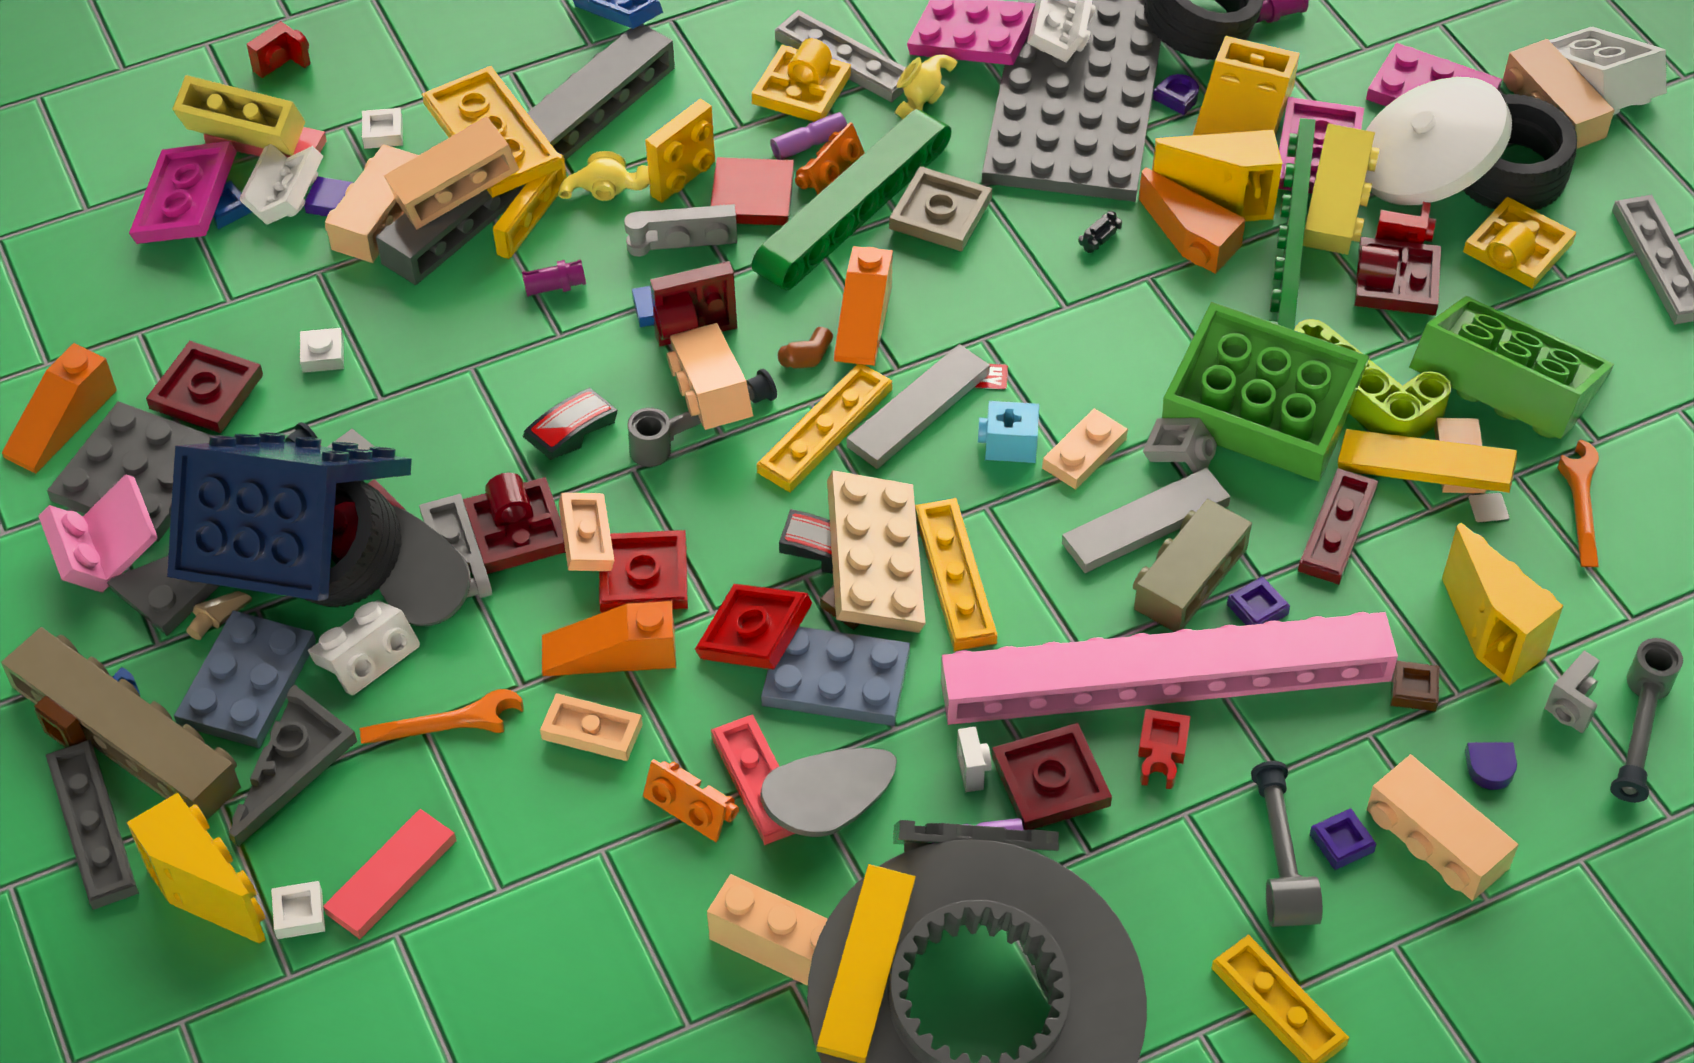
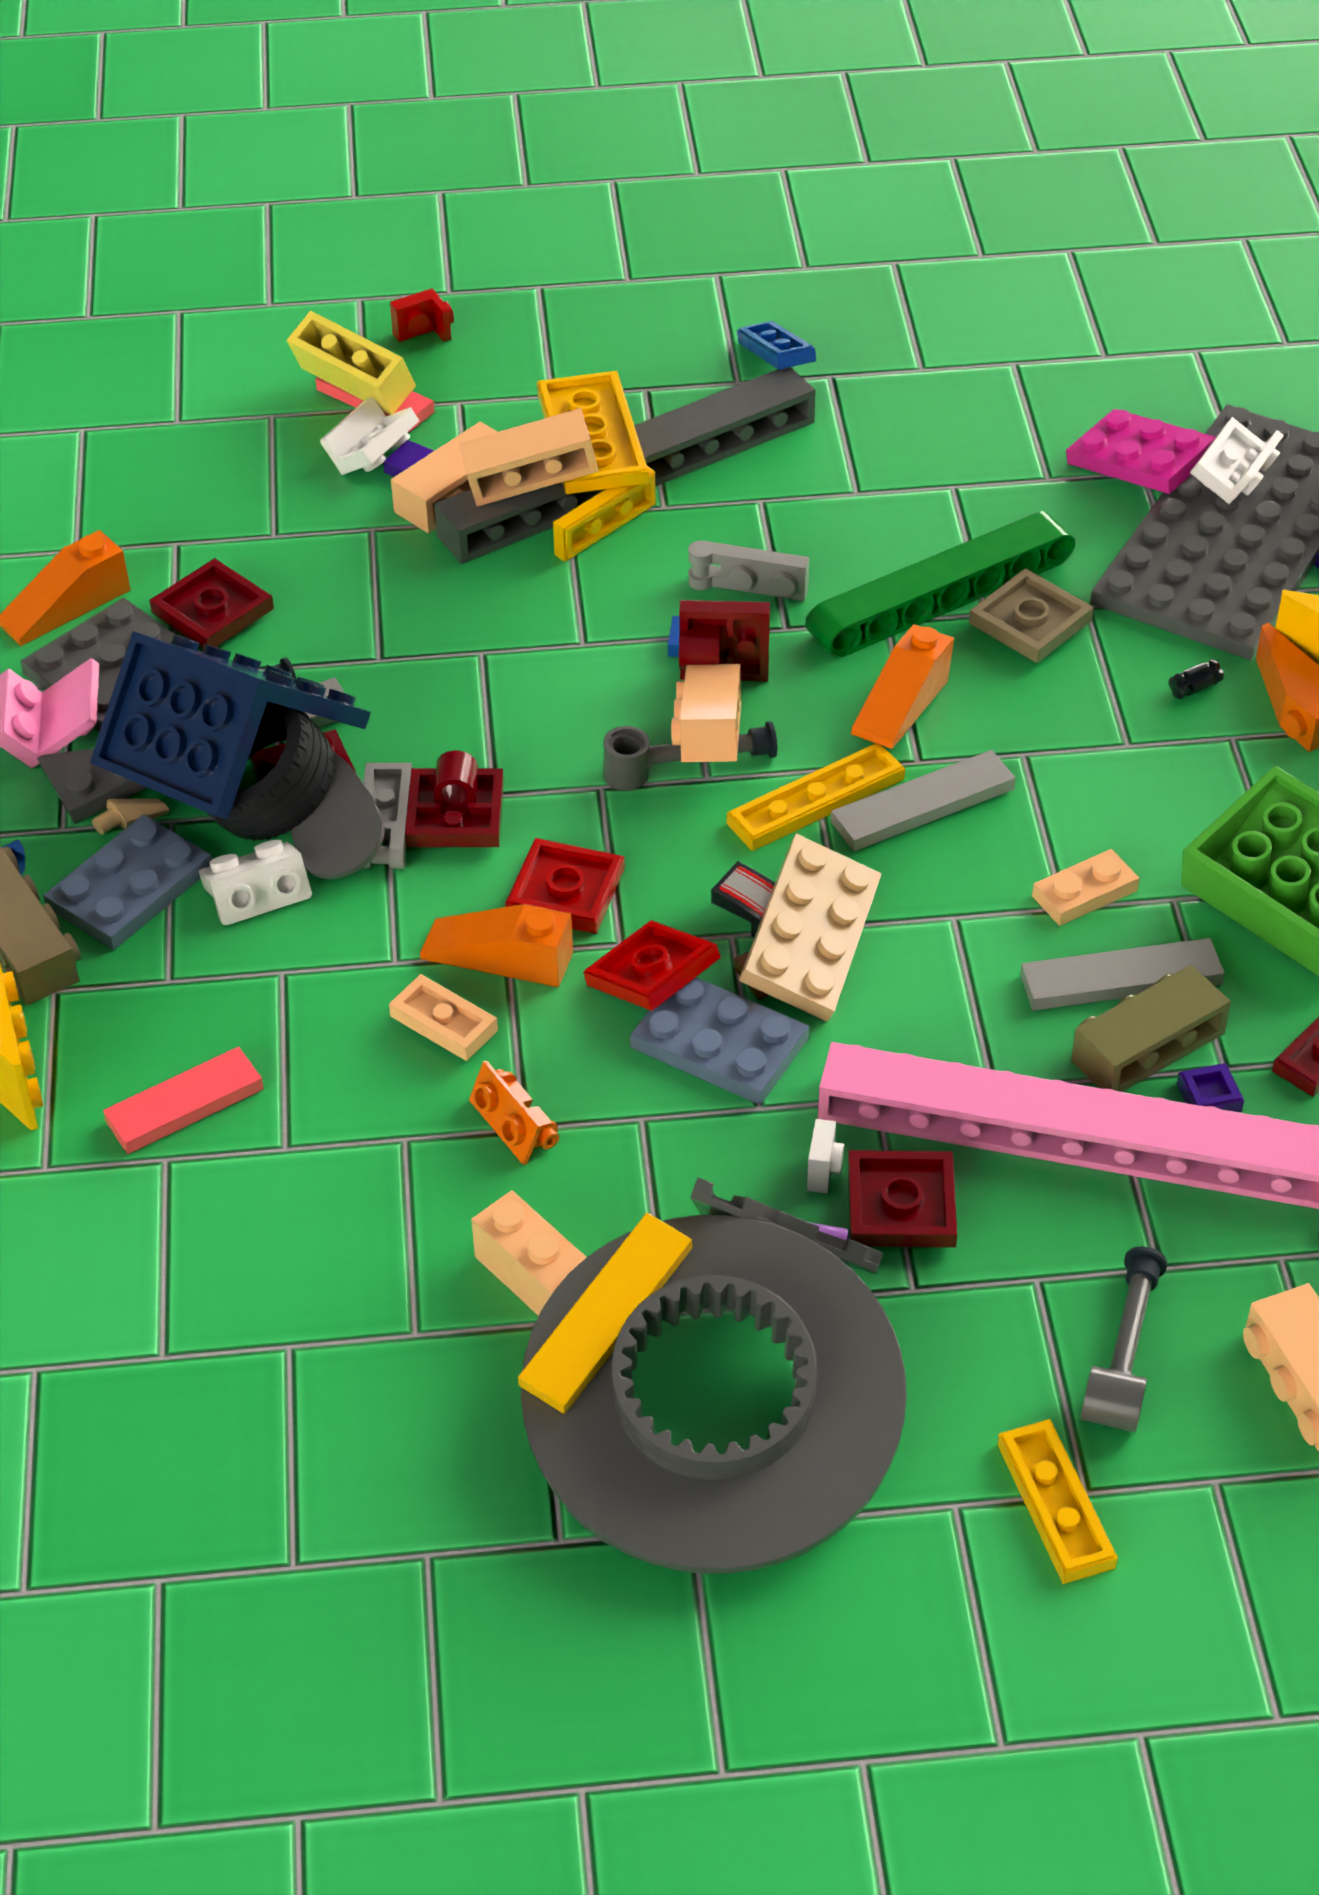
camera: 20 degrees right, 5 degrees down
(183, 192) = (270, 424): dark pink plate -> none
(229, 206) = (309, 449): blue tile -> none
(297, 753) = (138, 965): dark grey wing -> none
(298, 910) = (77, 1106): white plate -> none
(321, 350) = (340, 600): white plate -> none
(382, 127) = (492, 409): white plate -> none
(480, 715) = (338, 976): orange piece -> none
(554, 277) = (603, 587): magenta pin -> none
(566, 423) = (547, 725): slope -> none
(586, 532) = (518, 829): light nougat plate -> none
(605, 174) = (693, 505): light yellow piece -> none
(680, 150) = (776, 494): yellow plate -> none
(748, 763) = (593, 1116): coral tile -> none
(756, 187) = (843, 552): tile -> none
(802, 81) = (938, 461): yellow plate -> none
(804, 137) = (916, 515): medium lavender piece -> none
(806, 353) = (826, 720): dark orange arm -> none
(826, 789) = (654, 1141): shield -> none
(832, 160) = (933, 539): orange hinge -> none
(867, 66) = (996, 449): light grey tile -> none
(923, 82) = (1065, 489): light yellow piece -> none
(955, 575) = (890, 973): yellow tile -> none
(996, 379) = (1021, 795): sticker -> none
(1010, 431) = (1008, 848): medium azure brick -> none
(1163, 744) = (1038, 1197): red plate -> none
(1181, 441) = (1193, 904): light grey bracket -> none
(1342, 839) = (1202, 1354): dark purple tile -> none

